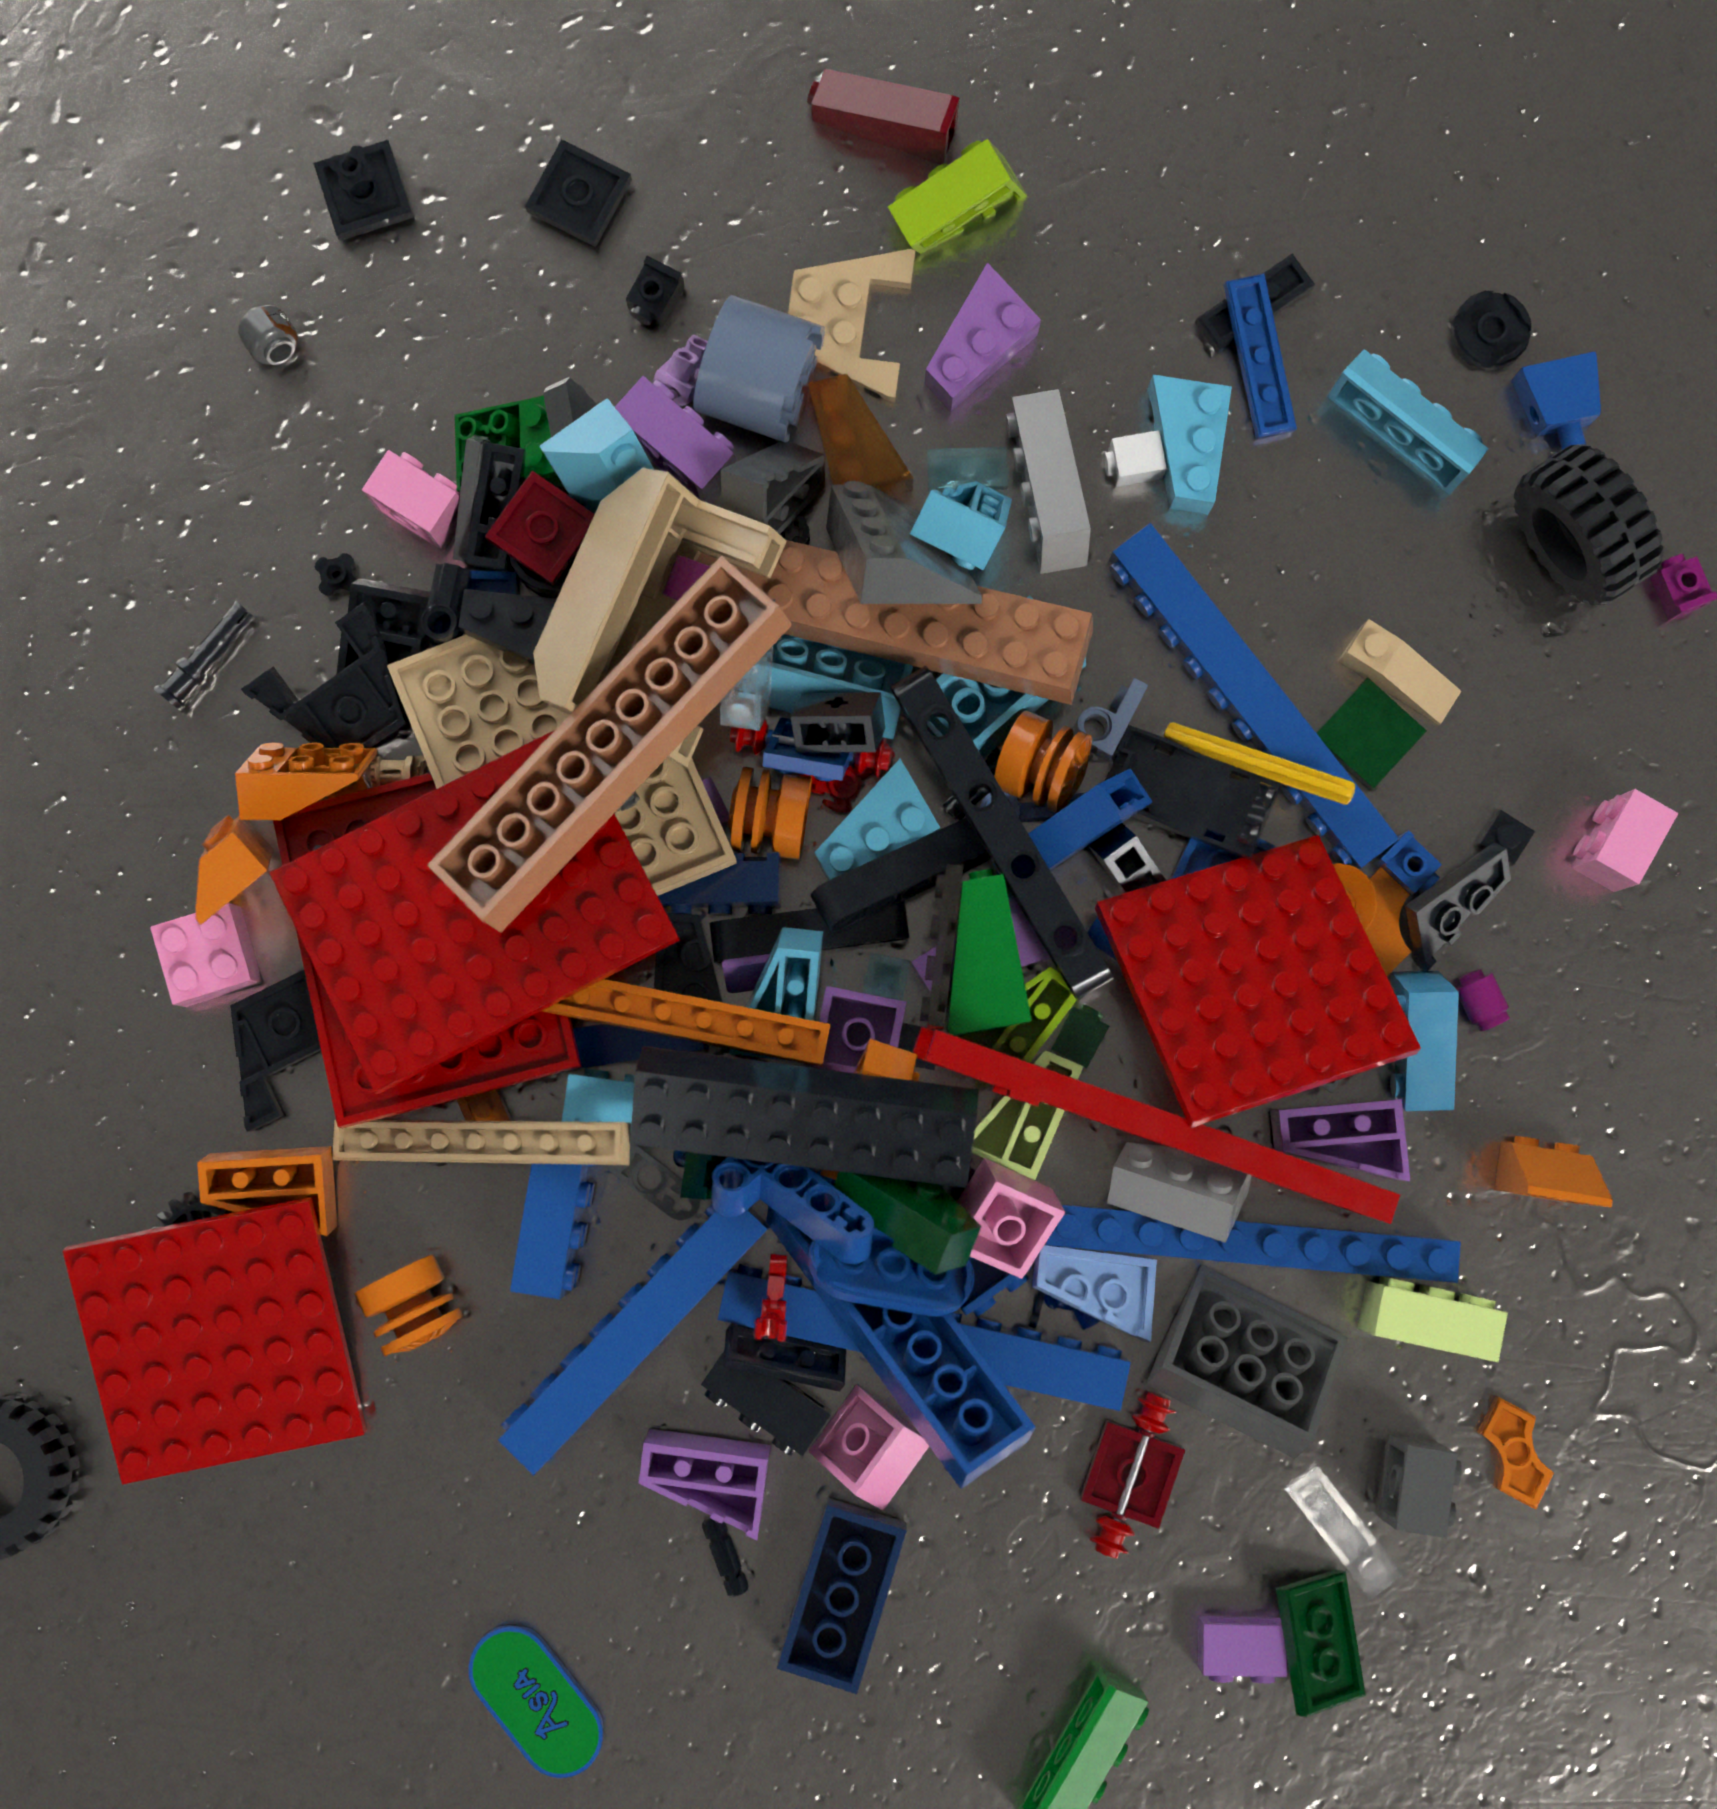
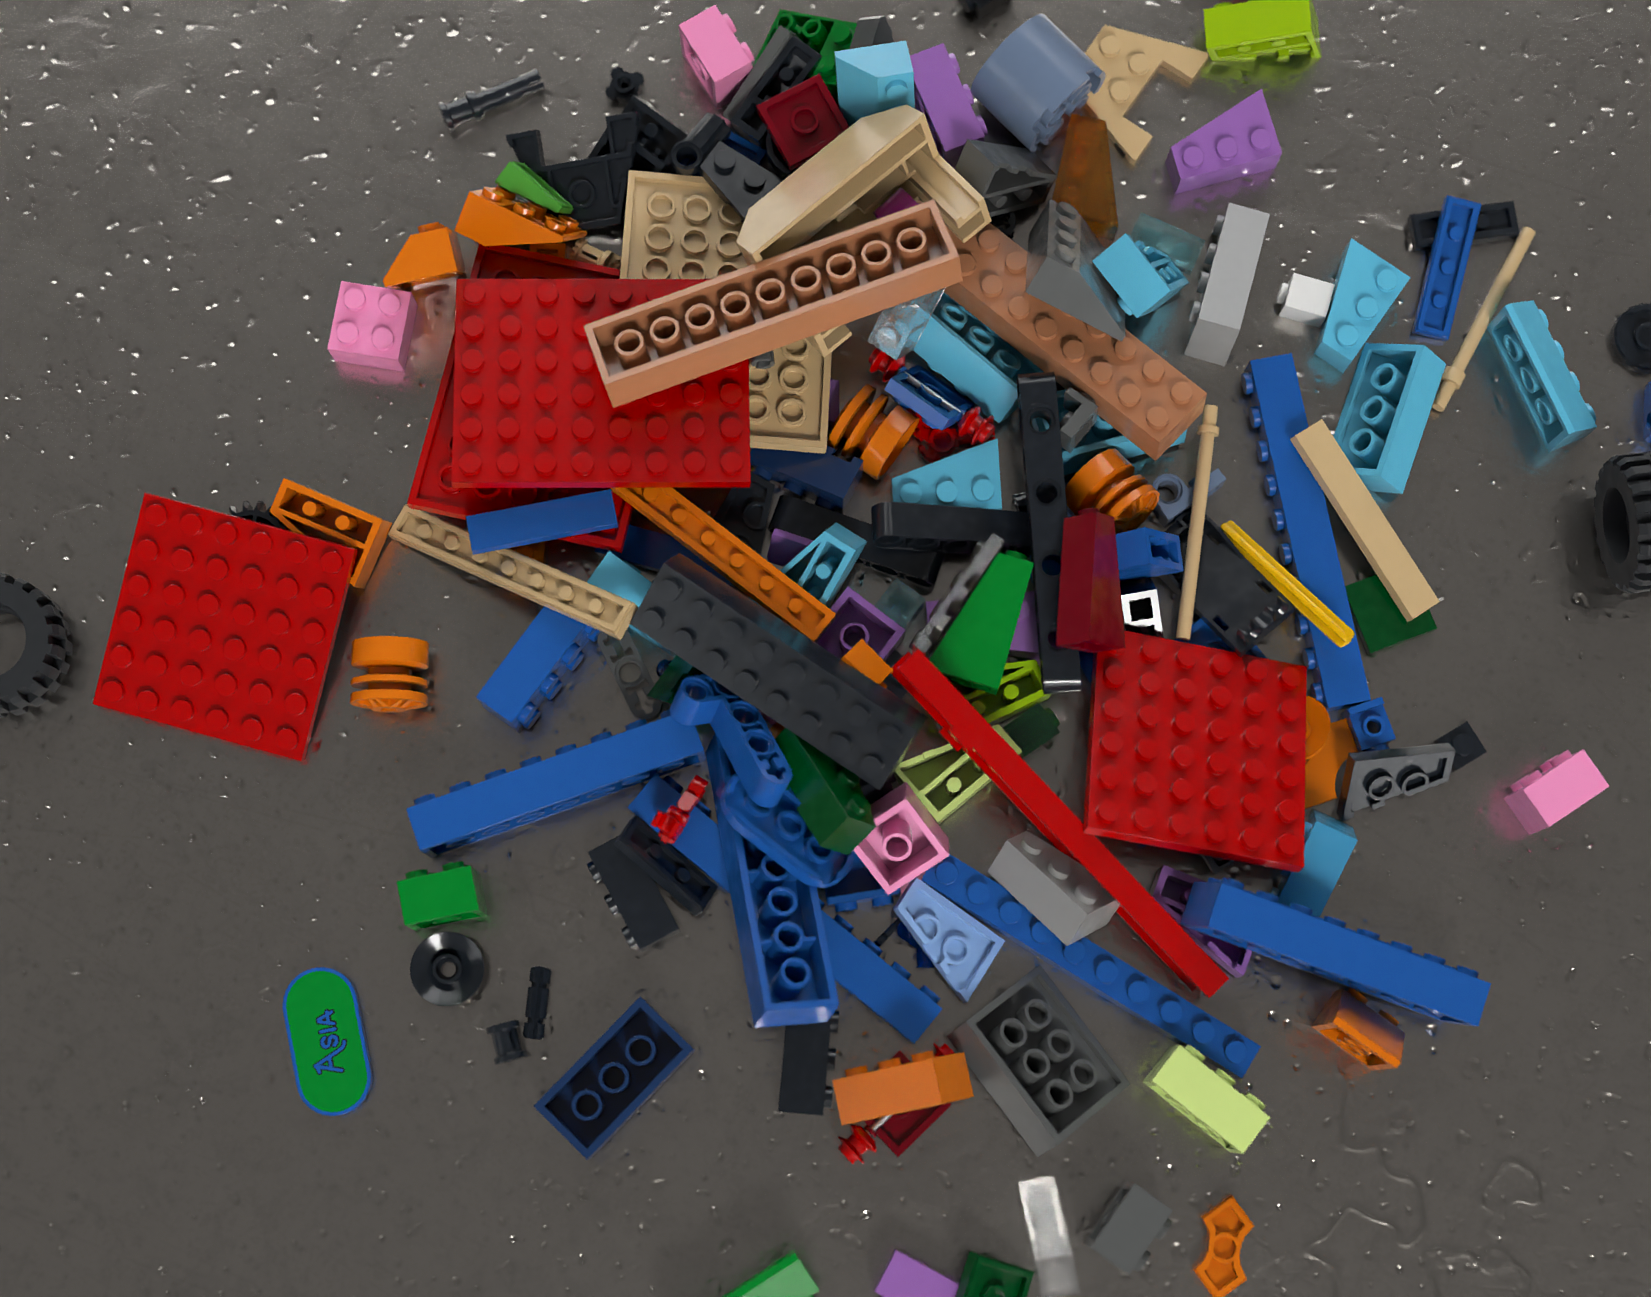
camera: 25 degrees right, 5 degrees down
(269, 1035) = (391, 412): black wing -> none
(289, 730) = (526, 183): none -> bright green slope
(485, 1079) = (541, 521): none -> blue tile
(578, 1506) = (441, 896): none -> green brick
(613, 1590) = (428, 965): none -> black dish
(682, 369) = (973, 57): lavender hips -> none
(708, 1474) = (558, 929): medium lavender wedge -> none
(715, 1612) = (506, 1042): none -> black bush
(838, 722) = (962, 384): black brick -> none
(869, 1448) = (697, 974): bright pink slope -> none
(973, 709) = (1078, 420): none -> dark grey bracket
(1027, 1494) = (806, 1066): none -> black brick
(1071, 869) = (1090, 585): none -> dark red slope
(1107, 647) = (1207, 432): none -> tan bar
(1133, 1464) = (902, 1087): none -> orange wedge
(1272, 540) = (1388, 412): none -> medium azure slope
(1305, 658) = (1364, 520): none -> tan tile
(1320, 463) = (1454, 374): none -> tan bar
(1399, 671) = (1441, 569): tan slope -> none
(1483, 1000) = (1376, 865): magenta brick -> none
(1490, 1114) = (1335, 952): none -> blue brick

